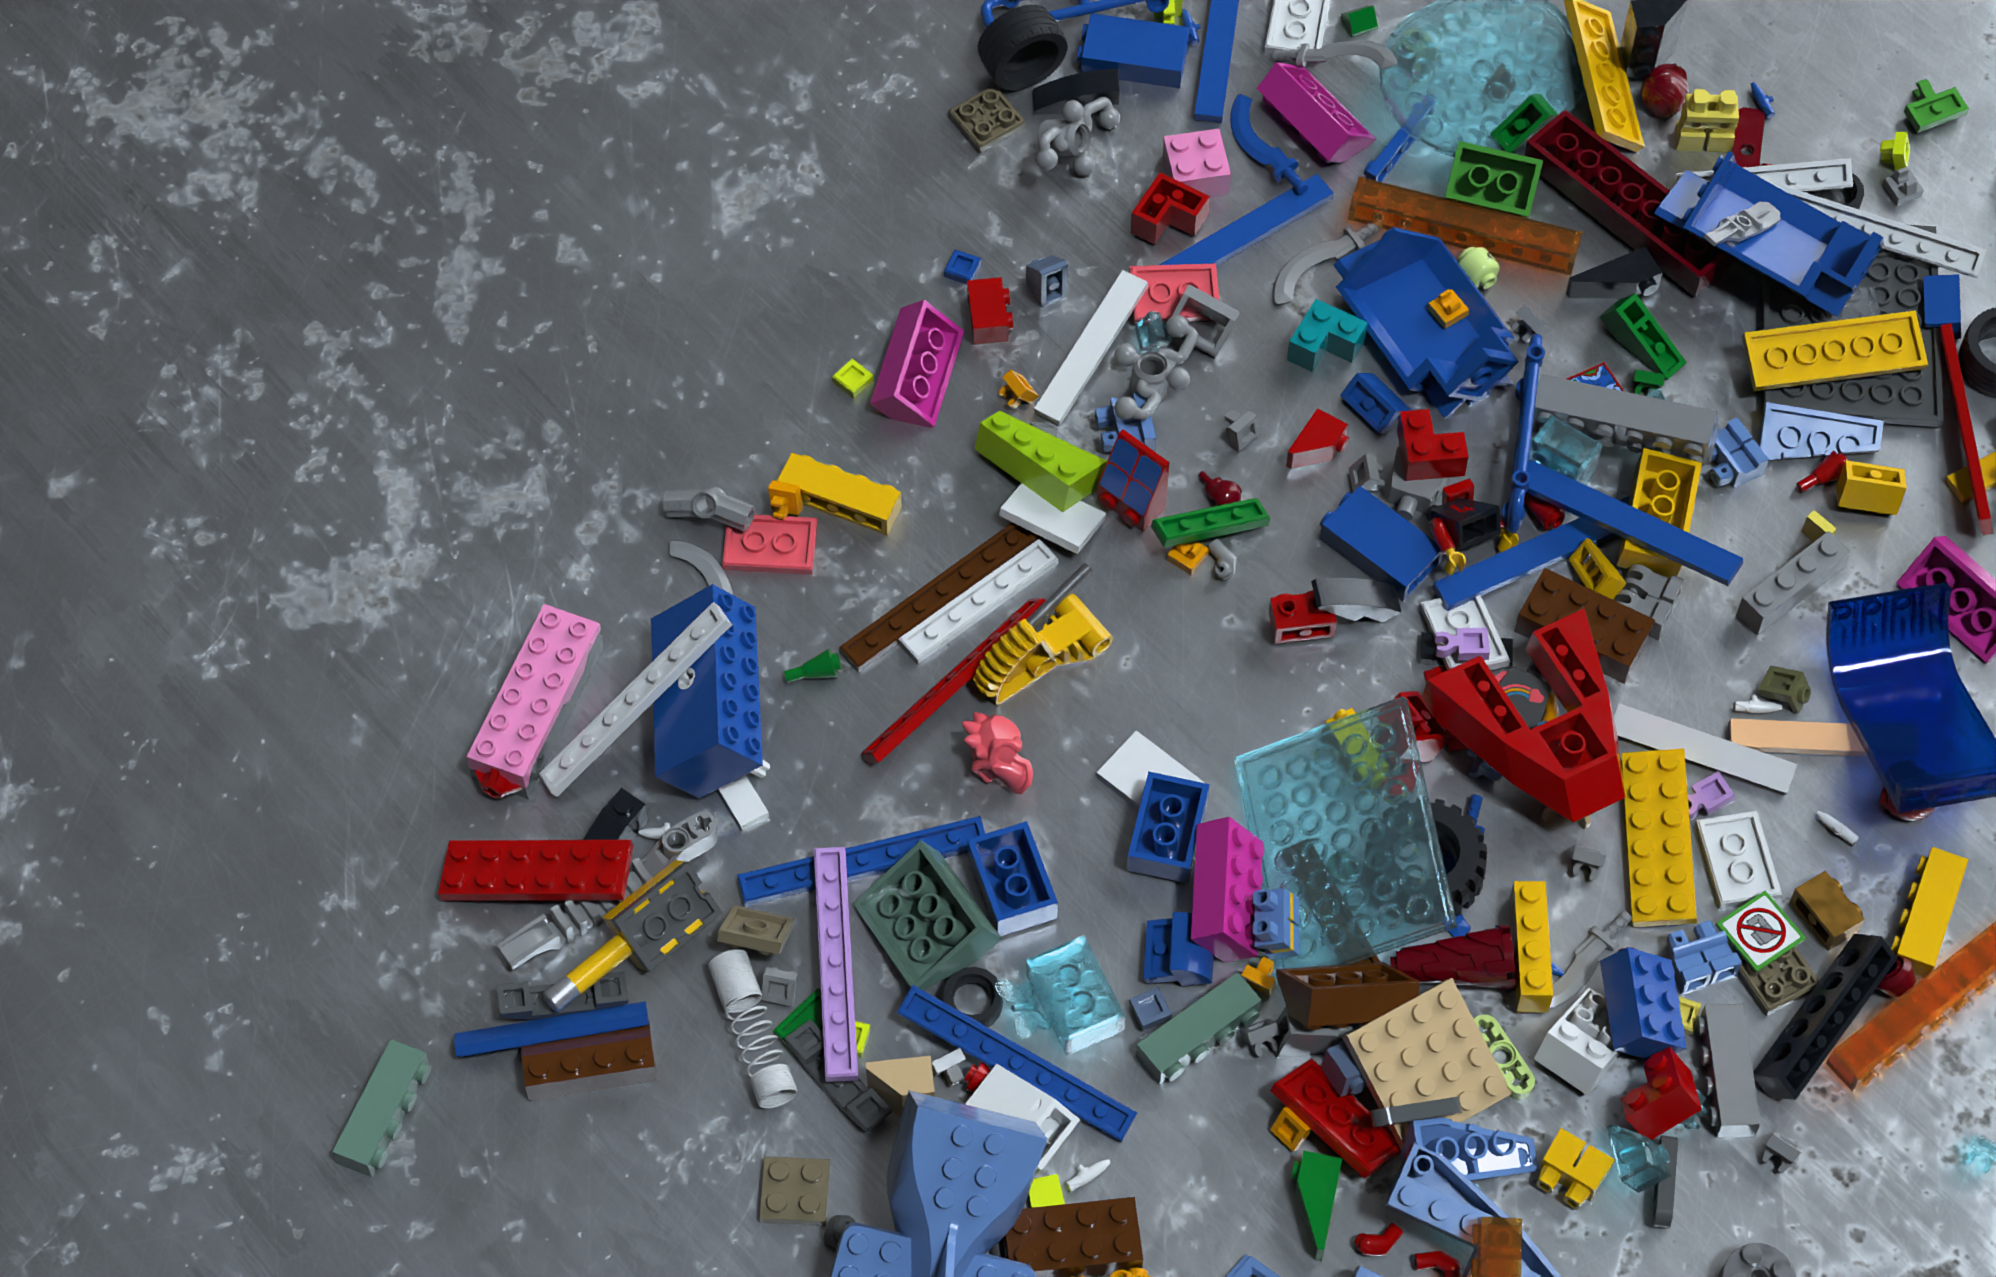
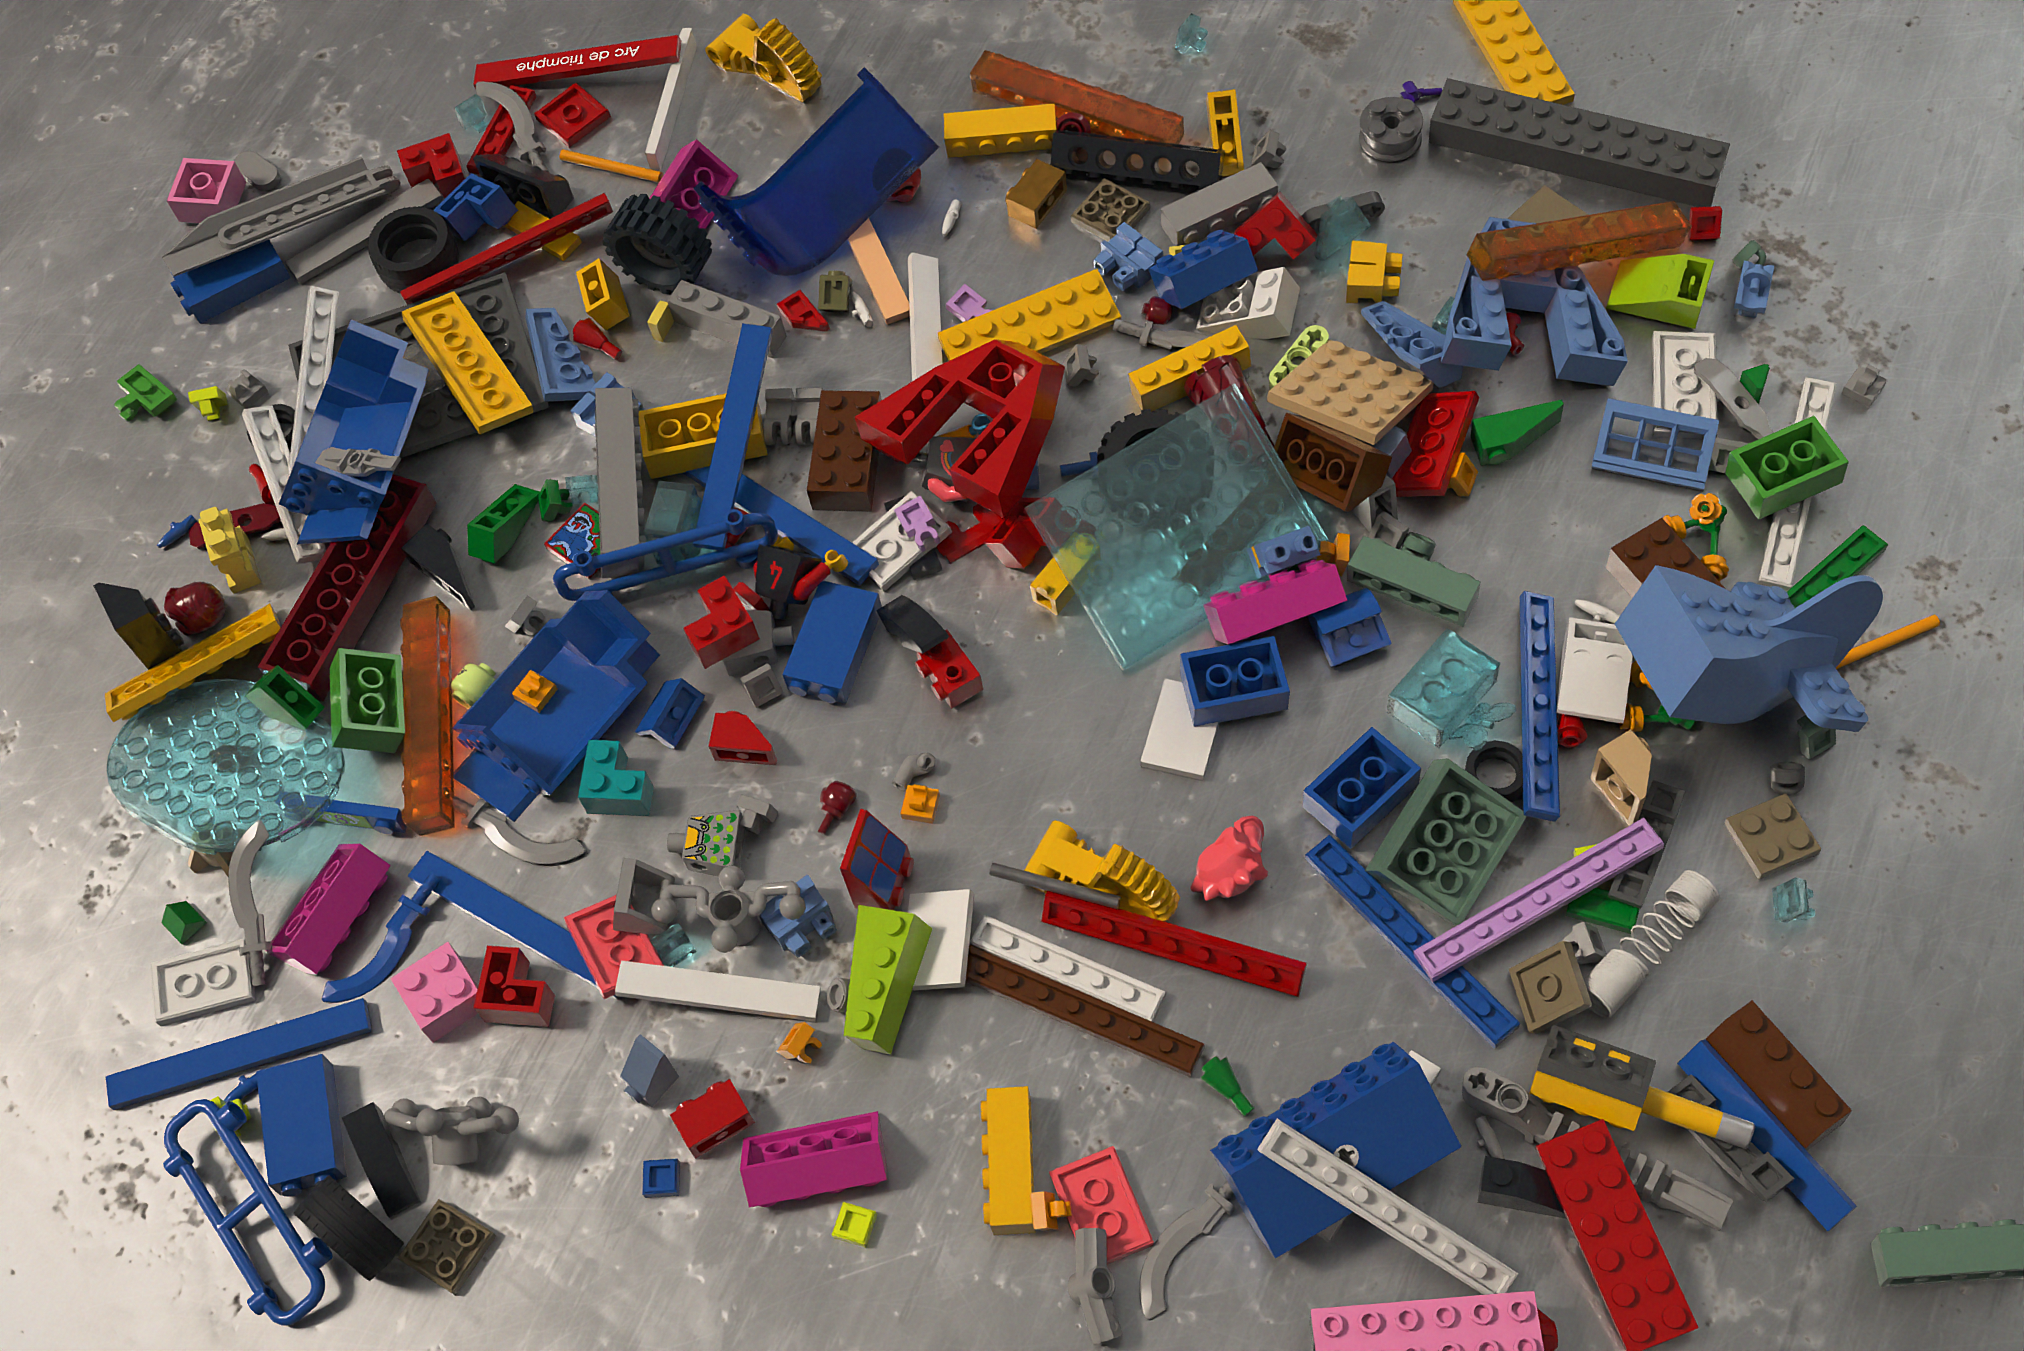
camera: 105 degrees left, 0 degrees up
(728, 1164) = (1791, 901): none -> clear light blue tile
(949, 1067) = (1575, 761): light grey tile -> none
(1150, 1009) = (1416, 627): sand blue plate -> none
(1210, 522) = (882, 788): green tile -> none
(1227, 386) = (710, 842): none -> light grey torso
(1235, 1053) = (1419, 544): none -> sand green tile
(1378, 1244) = (1518, 376): red arm -> none
(1415, 1111) = (1423, 380): dark grey beam -> none
(1609, 583) = (775, 457): yellow slope -> none
(1737, 858) = (1018, 271): white tile -> none
(1760, 931) = (1084, 223): piece -> none
(1778, 652) = (802, 313): none -> red tile
(1828, 1119) = (1225, 129): none -> yellow slope
(1895, 536) = (656, 243): none -> black wheel
(1943, 302) = (376, 307): blue panel -> none

